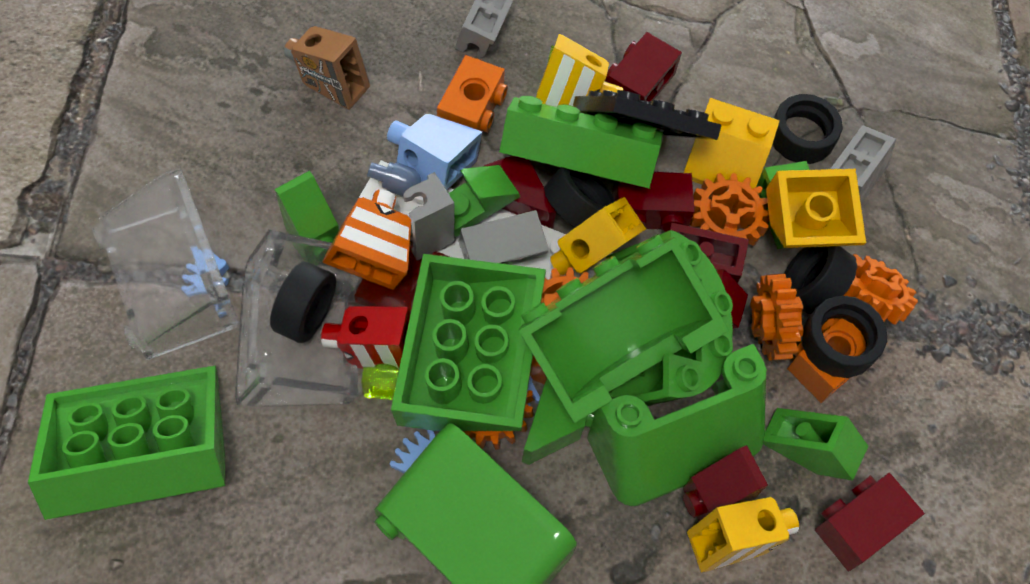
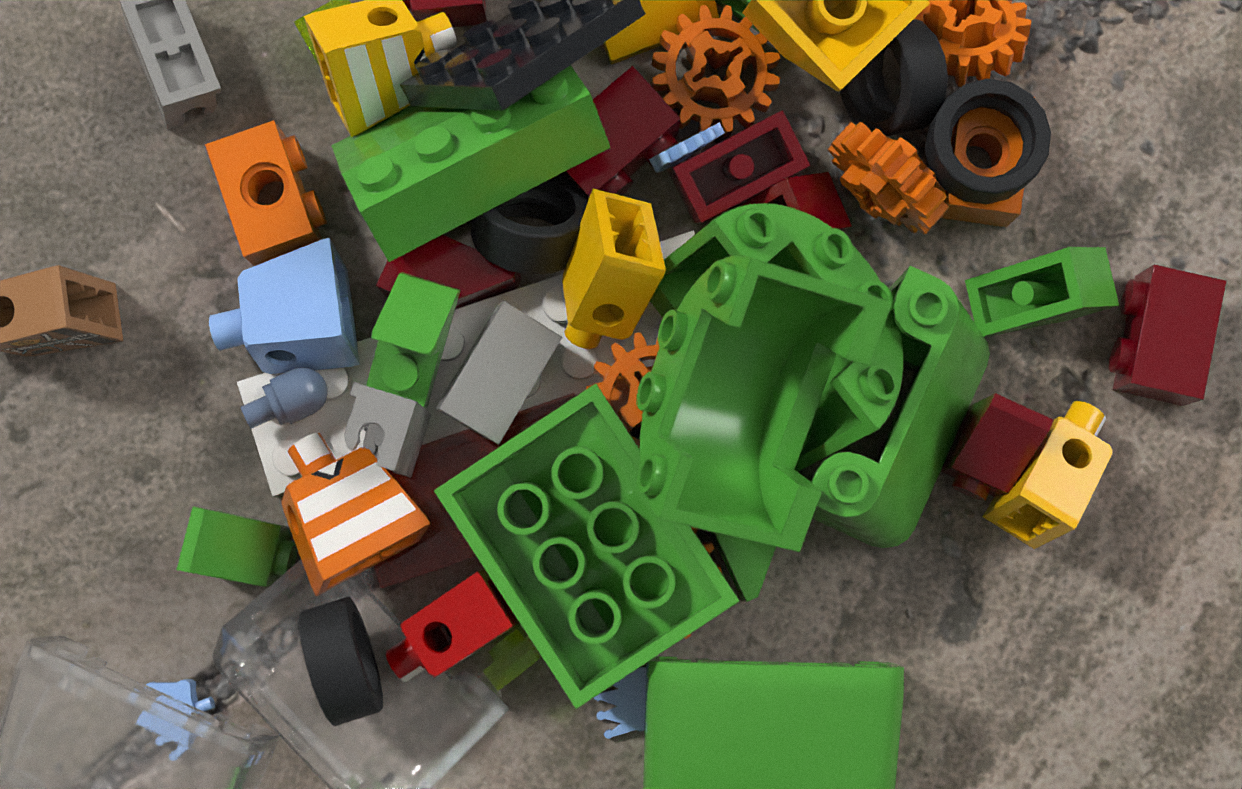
camera: 35 degrees left, 20 degrees up
(683, 220) = (686, 148): none -> light blue piece

